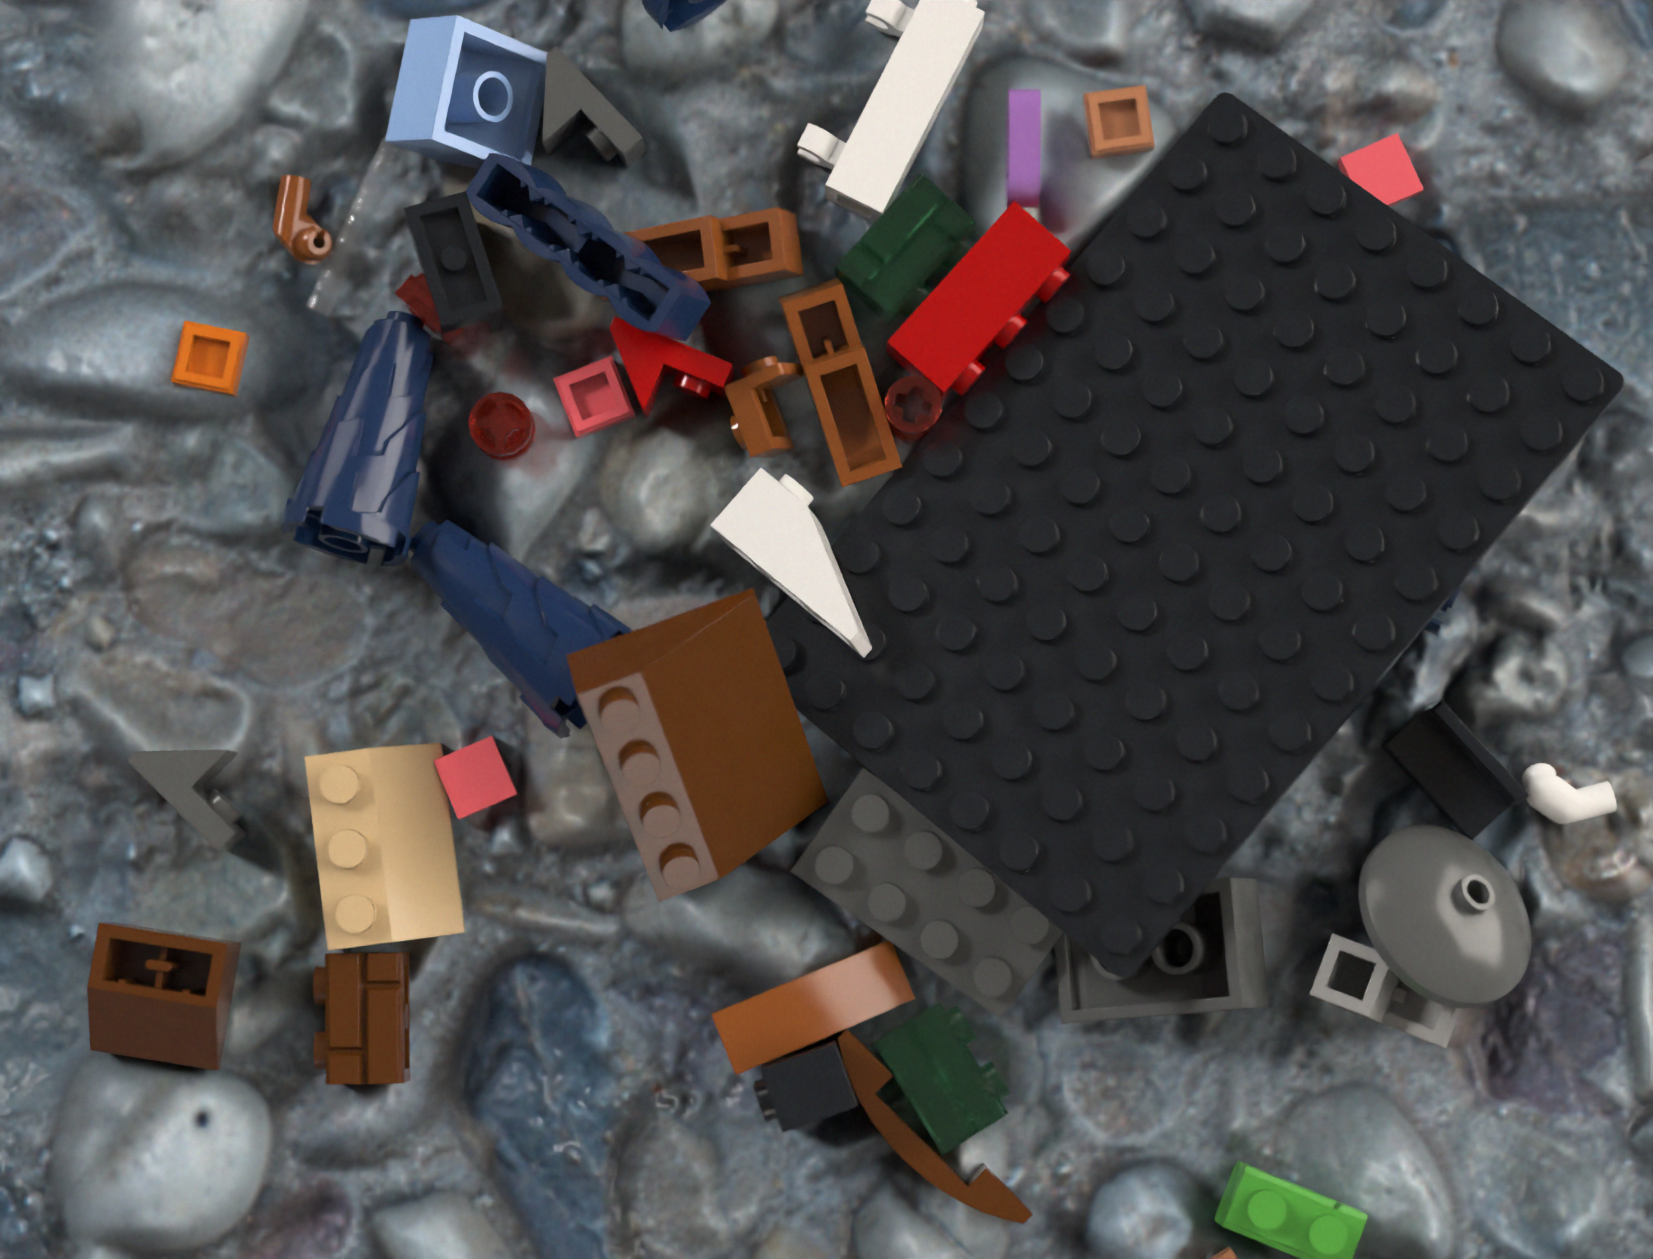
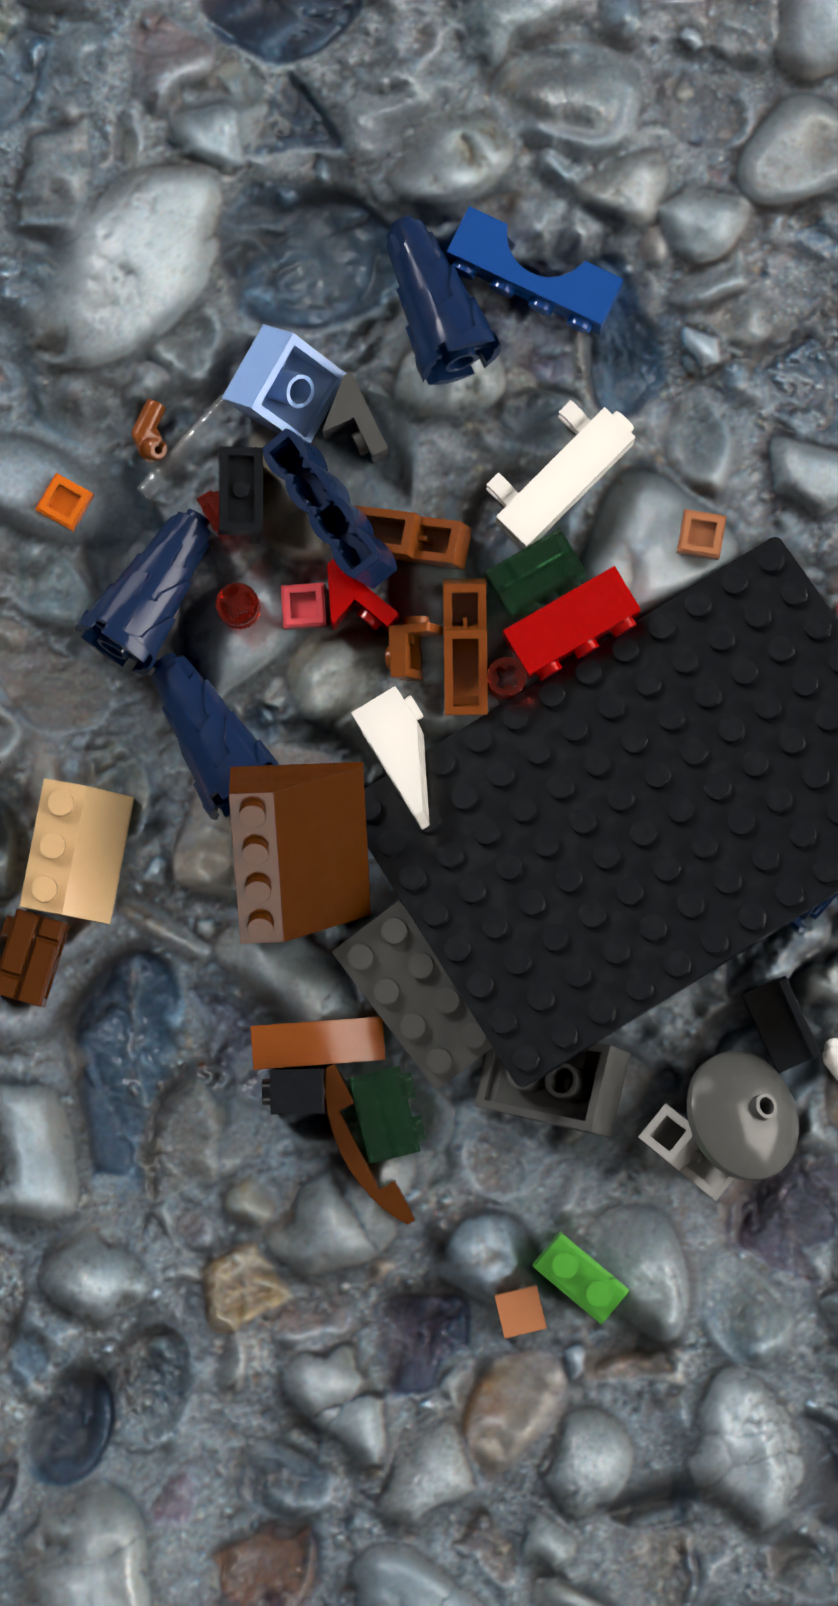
camera: 25 degrees right, 0 degrees up
(476, 777) = (149, 827): coral tile -> none
(1023, 147) = (633, 532): medium lavender beam -> none

